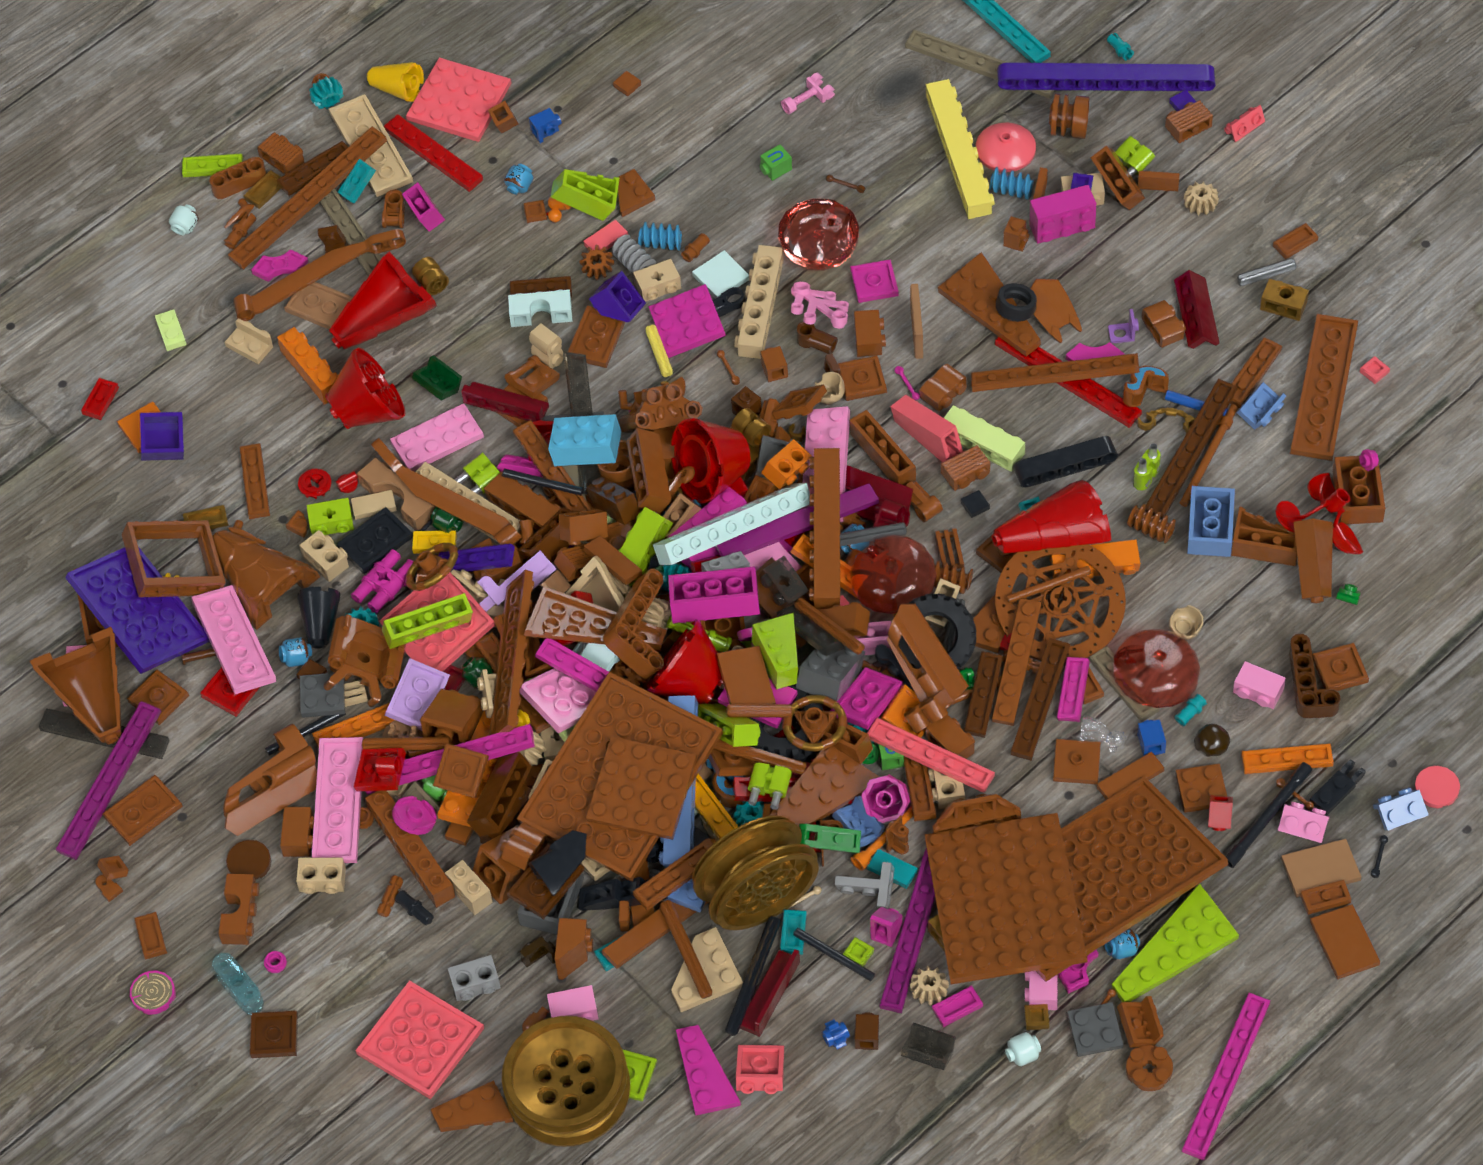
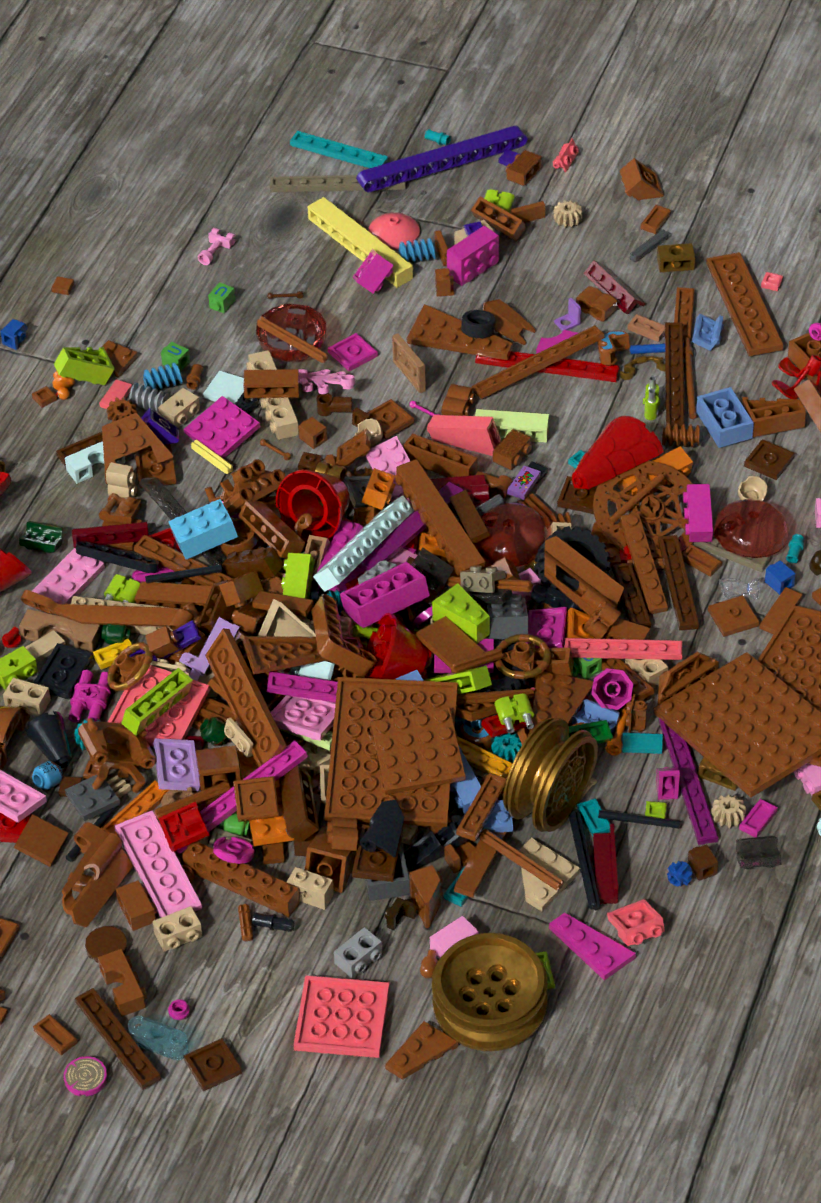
camera: 30 degrees left, 10 degrees down
(201, 967) = (117, 1039): none -> reddish brown plate
(249, 721) = (41, 840): none -> dark orange tile
(470, 555) = (162, 642): none -> dark orange brick
(512, 452) = (117, 557): none -> black beam
(518, 179) = (17, 377): dark azure head -> none
(577, 299) = (130, 436): none -> dark orange wing
(688, 216) = (175, 354): none -> bright green brick
(757, 291) = (271, 383): none -> dark orange brick
(808, 247) = (292, 339): none -> dark orange axle
(820, 615) = (481, 579): none -> dark tan bracket
(858, 536) = (469, 516): none -> reddish brown tile
(868, 333) = (373, 386): dark orange brick -> none
(870, 887) = (635, 759): light grey bracket -> none
(945, 193) = (373, 271): none -> dark pink slope
(953, 513) = (523, 482): none -> medium lavender tile
(1065, 461) = (585, 419): black beam -> none
(1069, 116) = (434, 191): dark orange wheel -> none
(1073, 689) = (698, 567): dark pink tile -> none
(1107, 627) = (698, 513): none -> dark pink brick
(1192, 375) = (646, 328): none -> nougat tile
(1232, 590) = (769, 459): none -> reddish brown tile
(1306, 187) = (640, 181): none -> dark orange slope

